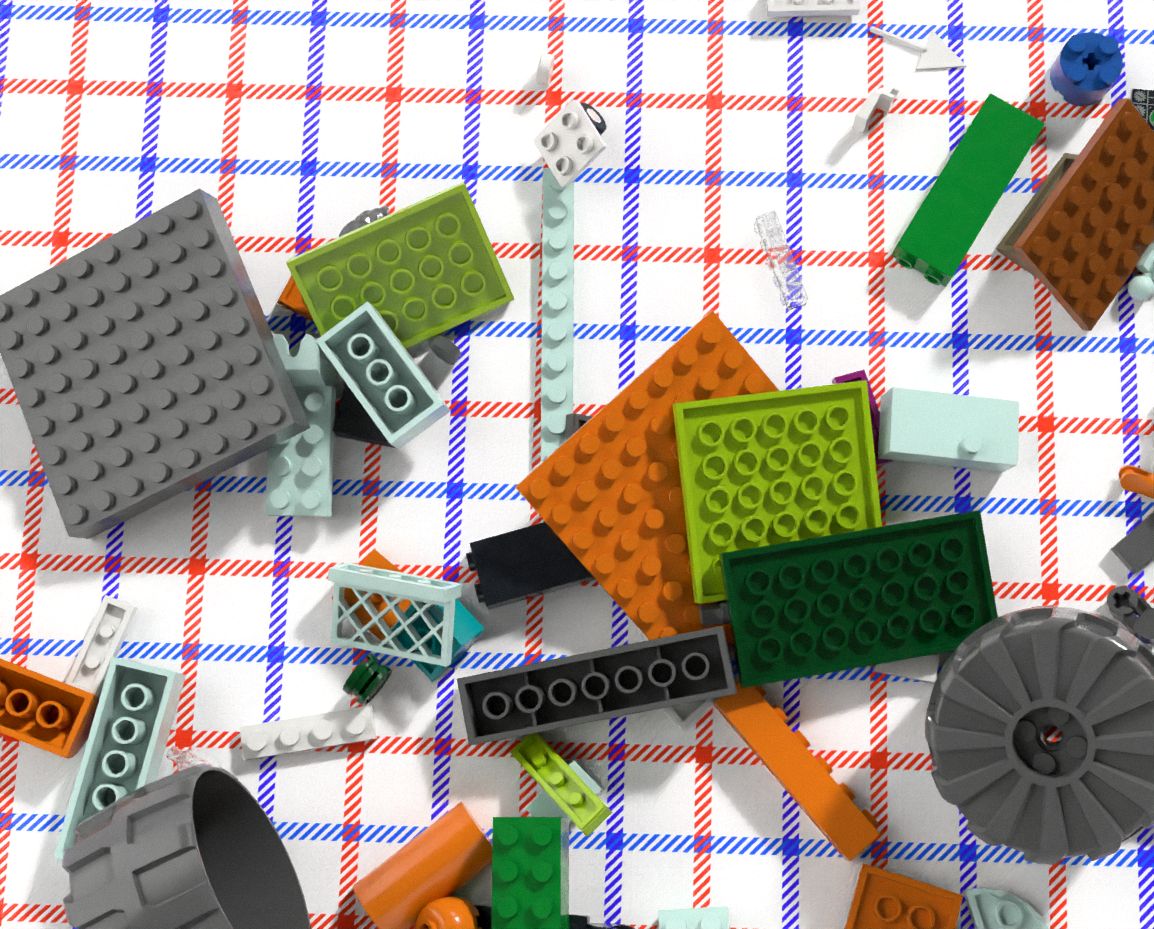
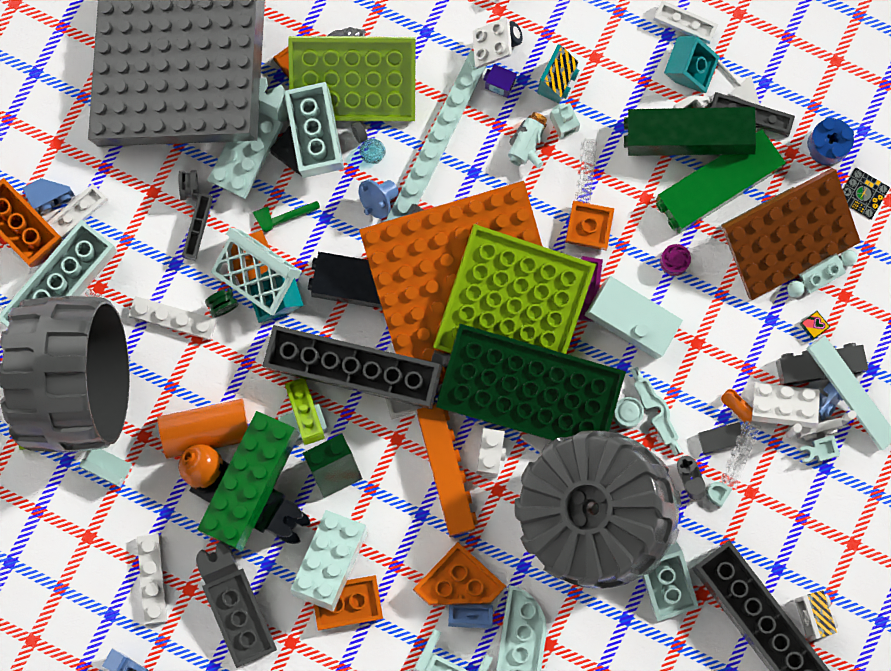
camera: 15 degrees right, 0 degrees up
(45, 642) = (47, 194): none -> medium blue slope
(246, 536) = (188, 185): none -> dark grey wheel
(282, 587) = (197, 227): none -> dark grey piece
(378, 535) = (267, 223): none -> green piece
(475, 377) = (372, 157): none -> clear light blue plate
(514, 428) = (377, 197): none -> medium blue piece
(603, 190) = (499, 80): none -> dark purple brick
(636, 841) = (332, 465): none -> dark green slope
(678, 255) = (526, 139): none -> light aqua piece
(680, 147) = (558, 75): none -> slope
(717, 203) = (564, 120): none -> light aqua brick
(822, 331) = (589, 225): none -> orange plate
(846, 713) = (491, 452): none -> white brick
(848, 49) = (691, 63): none -> teal slope
(898, 139) = (690, 131): none -> dark green brick
(960, 324) = (675, 260): none -> magenta wheel
(961, 81) = (766, 118): none -> dark grey tile
(1008, 564) = (628, 412): none -> light aqua wheel
(1054, 556) = (661, 421): none -> light aqua piece

